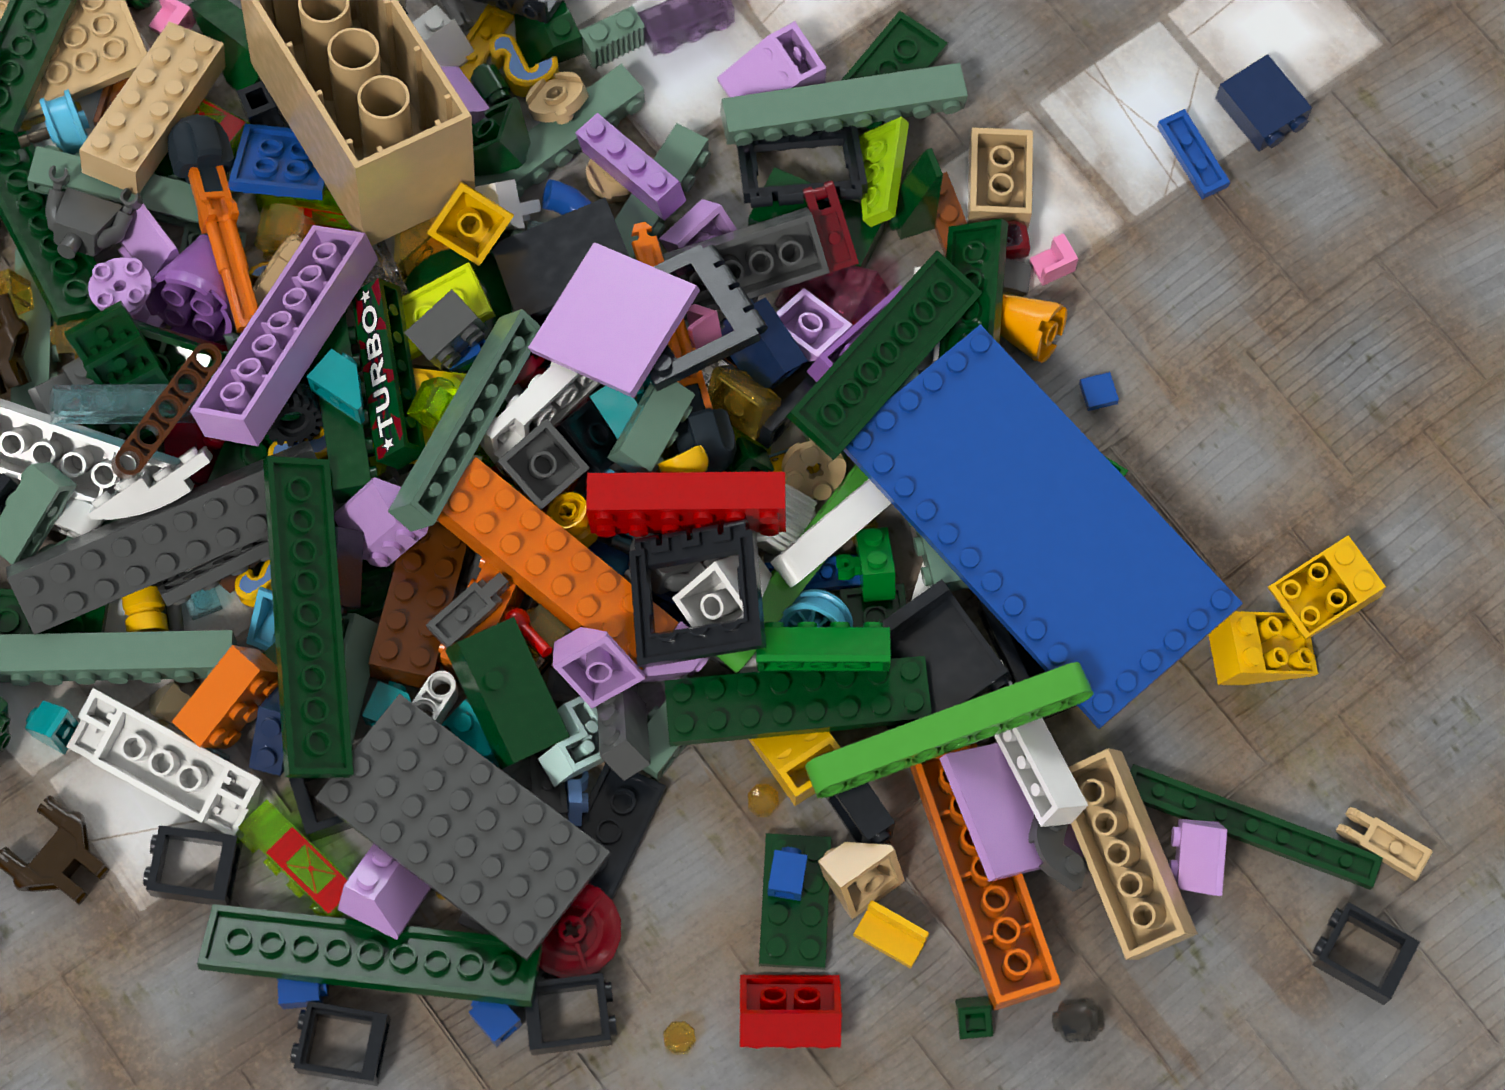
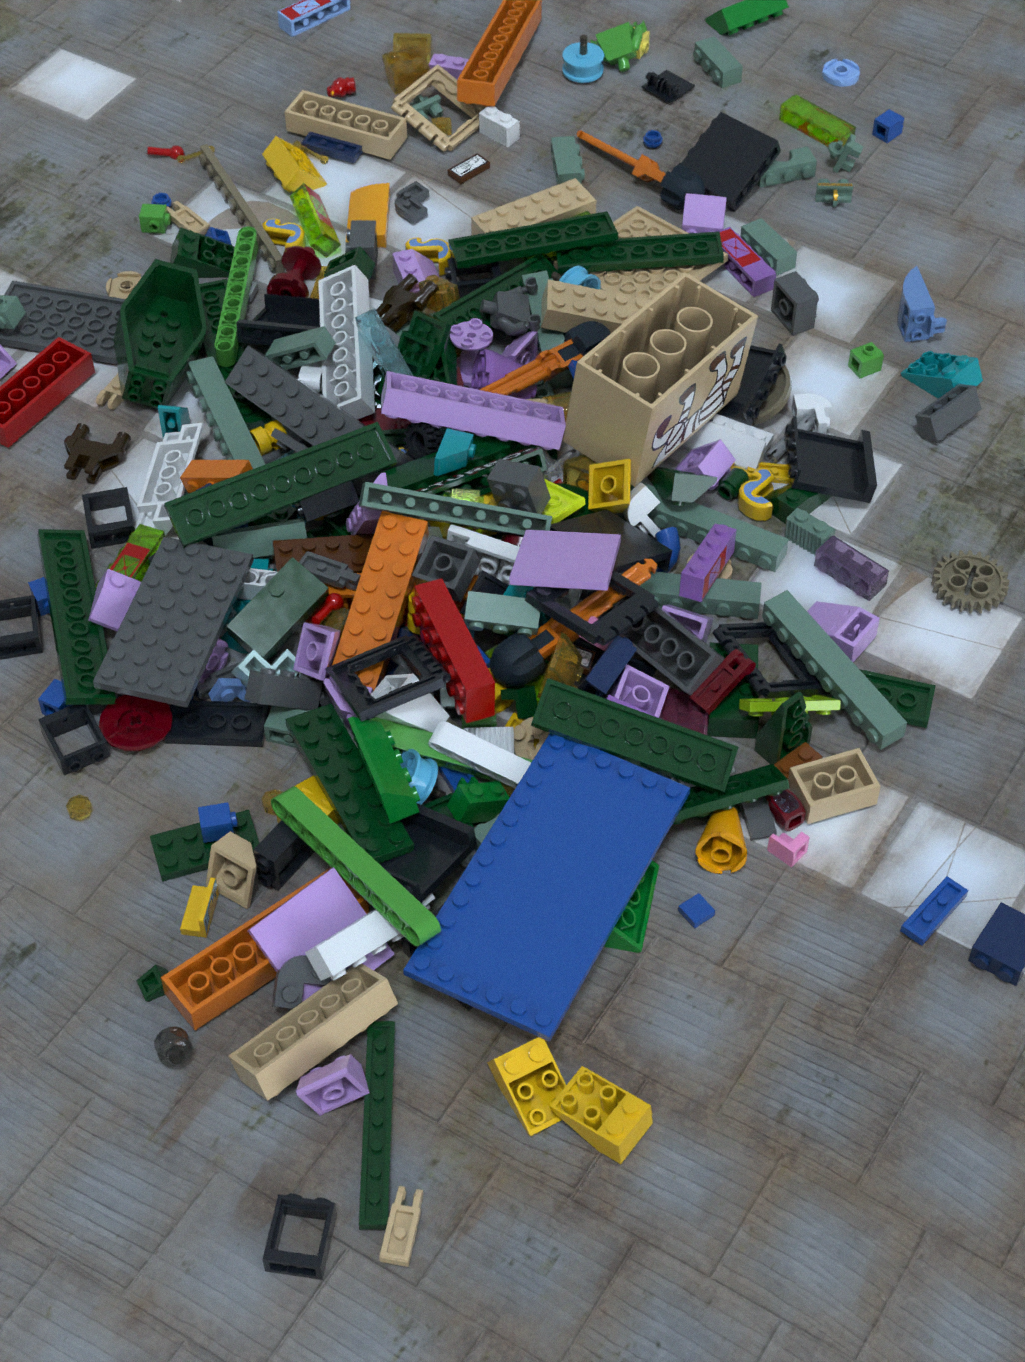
camera: 70 degrees right, 20 degrees down
(142, 495) = (339, 392): white slope -> none
(177, 400) = (377, 361): reddish brown beam -> none
(557, 98) = (738, 510): tan plate -> none
(689, 461) = (484, 641): yellow hair -> none
(790, 1011) = (119, 863): red slope -> none

